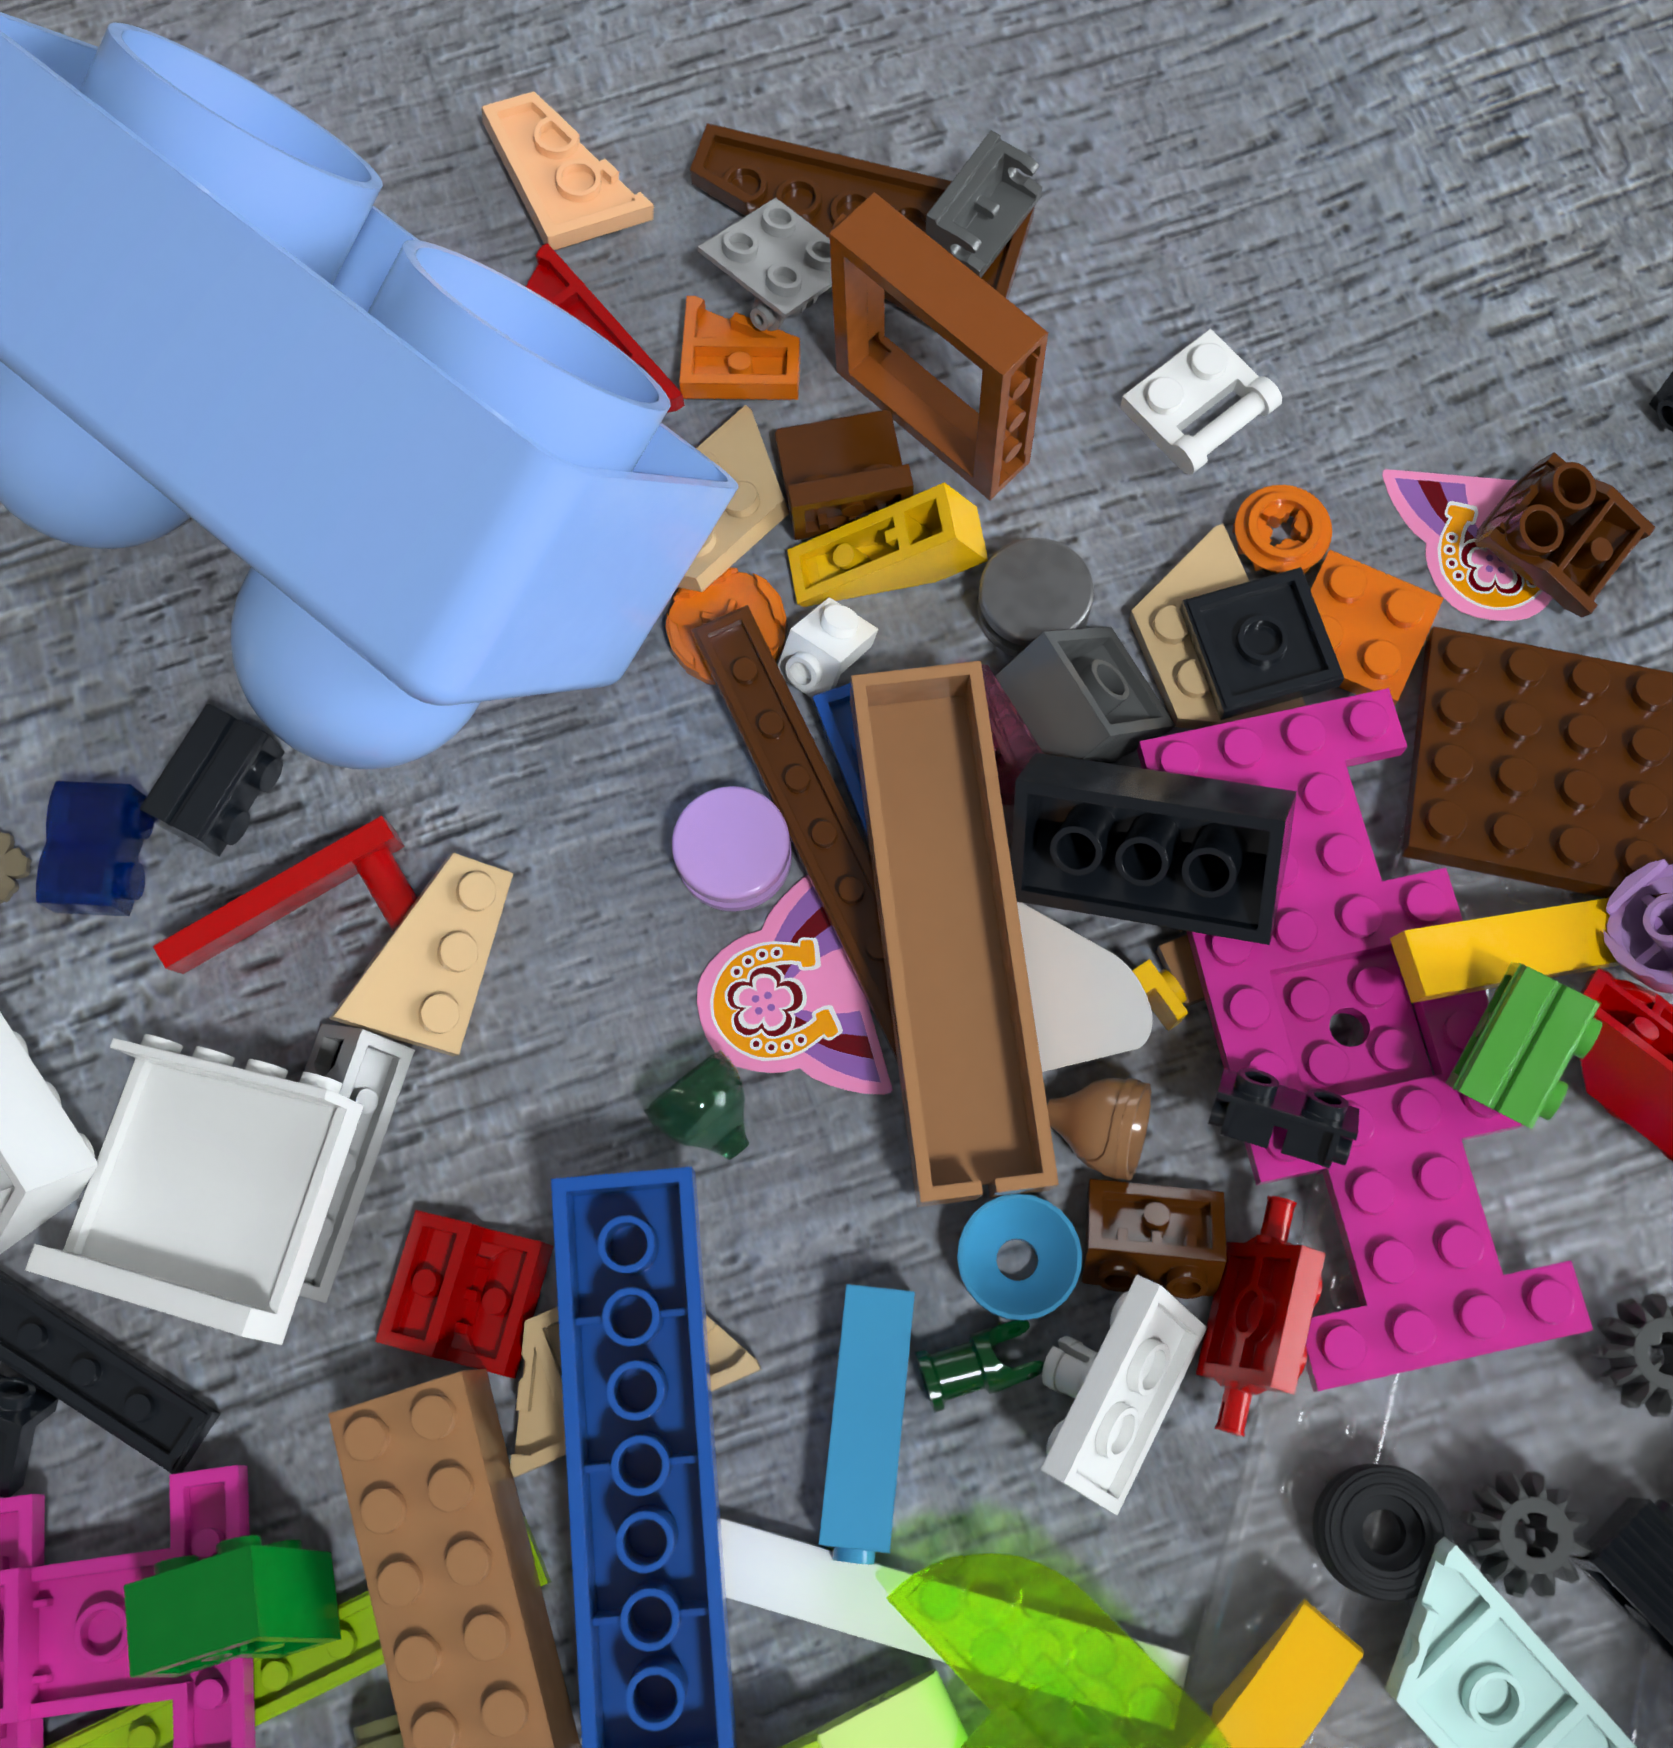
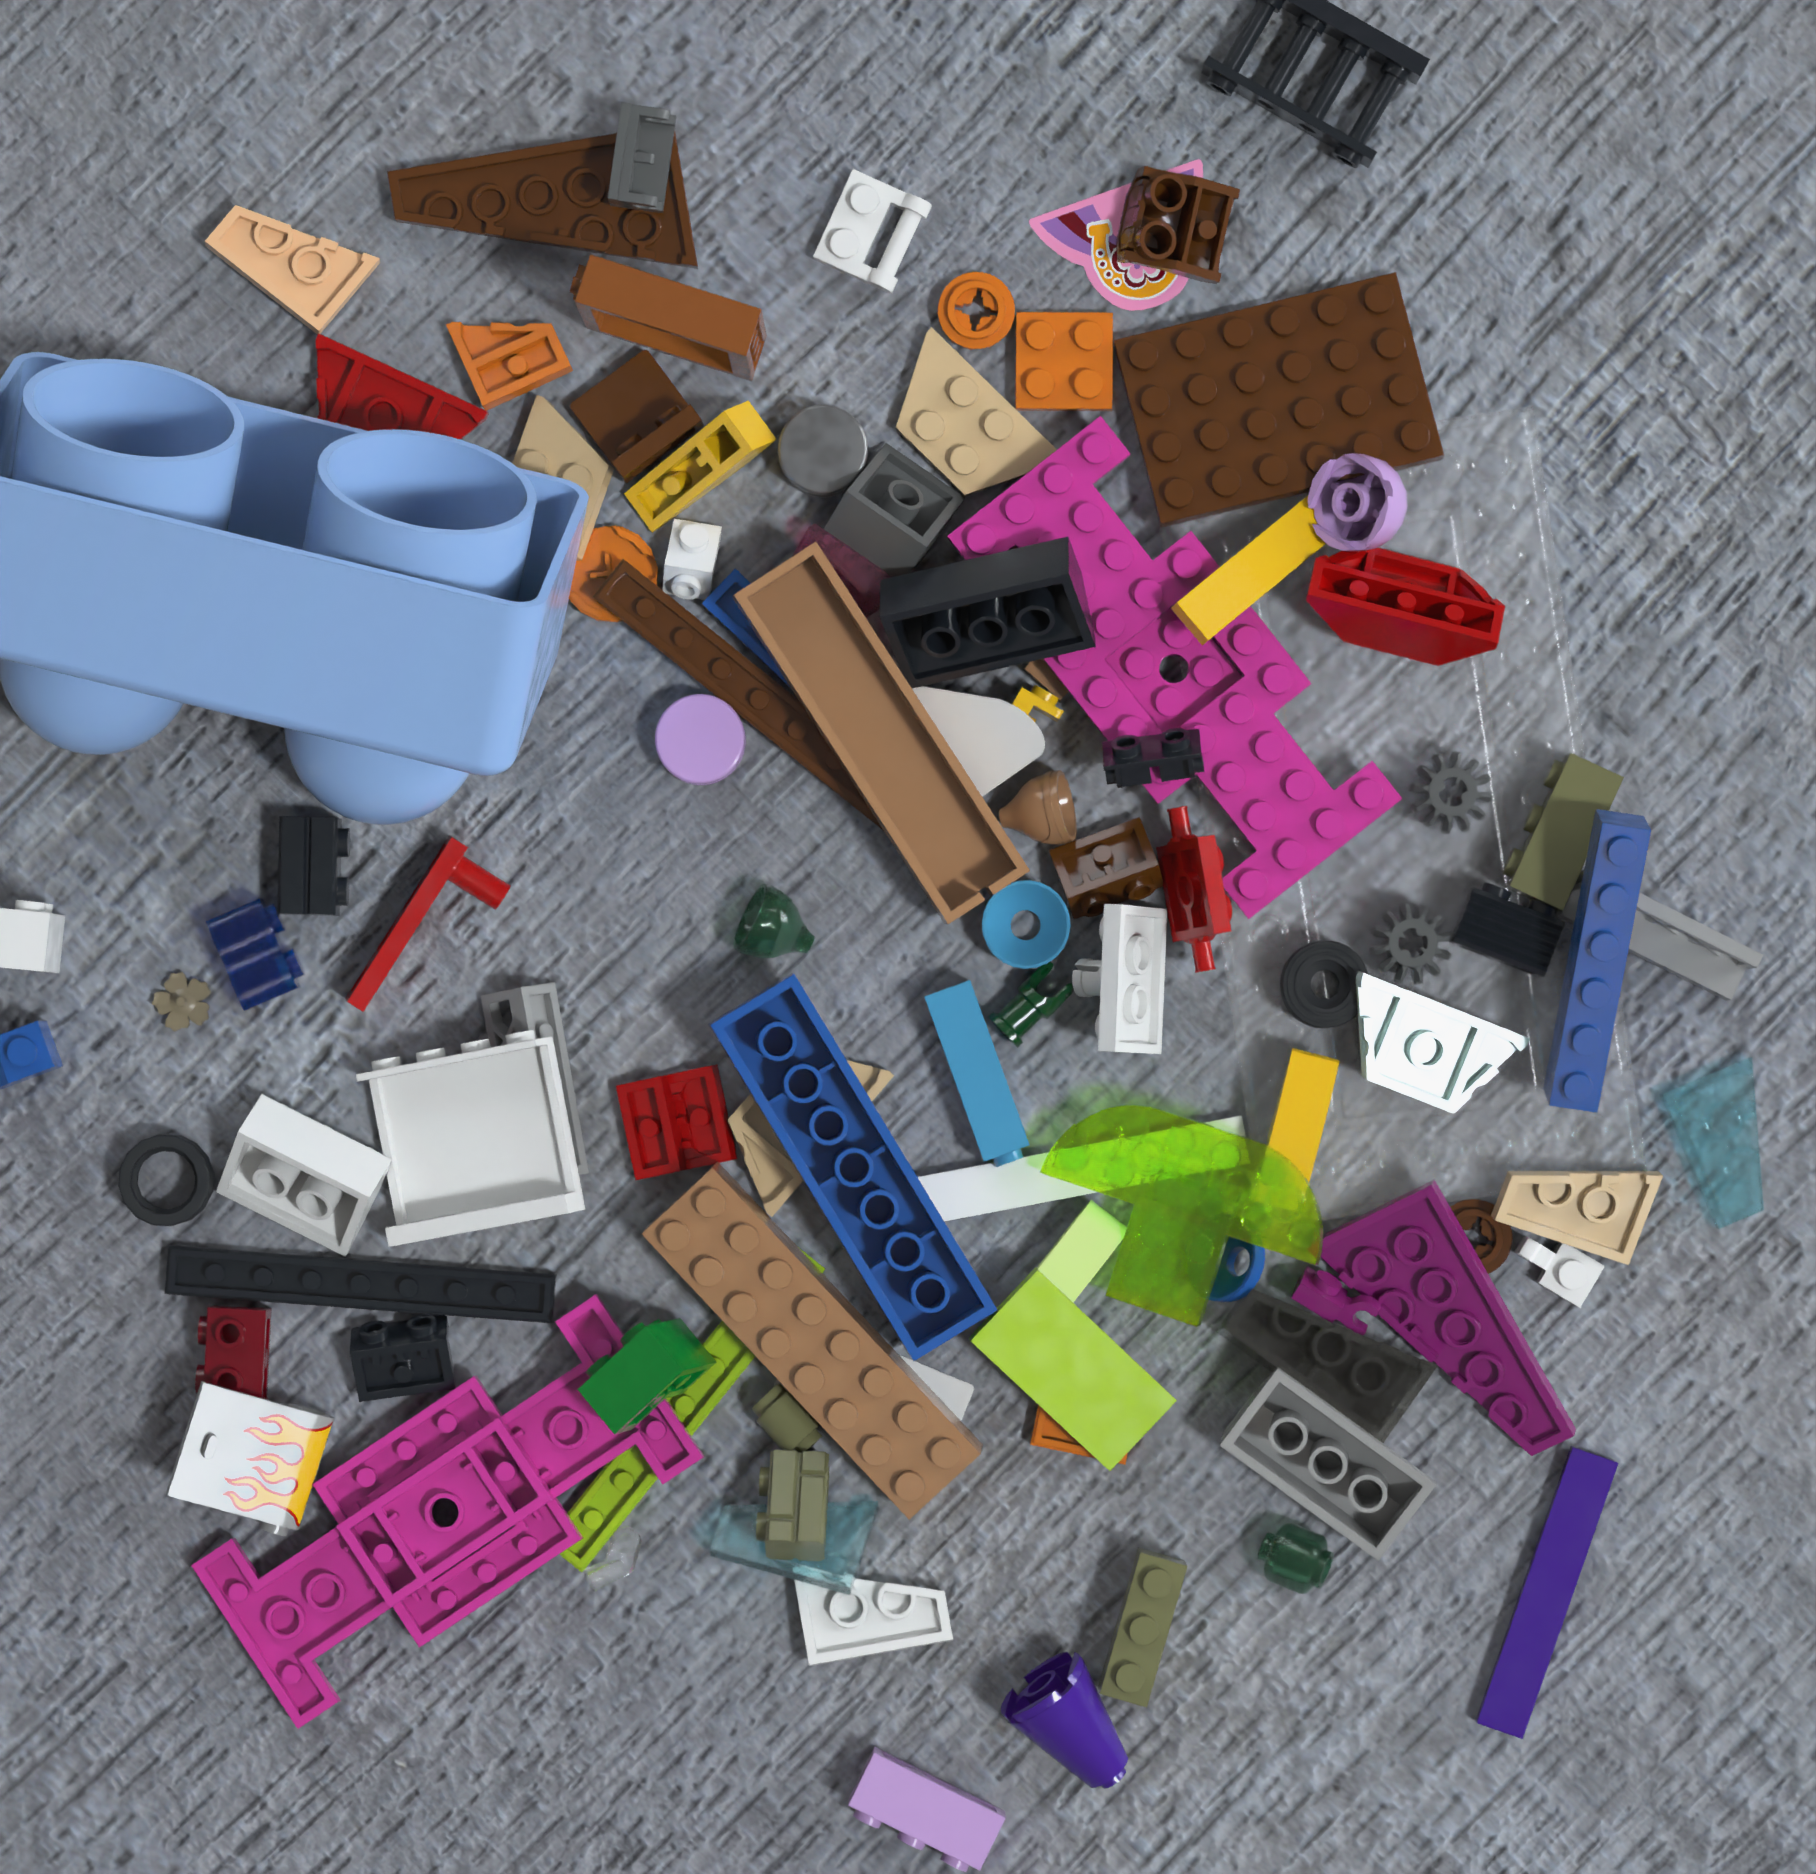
camera: 30 degrees left, 15 degrees up
(434, 961) = (539, 917): tan wing -> none
(776, 260) = (508, 272): light grey hinge -> none
(793, 1001) = (792, 823): sticker -> none
(1261, 643) = (998, 415): black tile -> none
(1526, 1045) = (1282, 643): bright green brick -> none

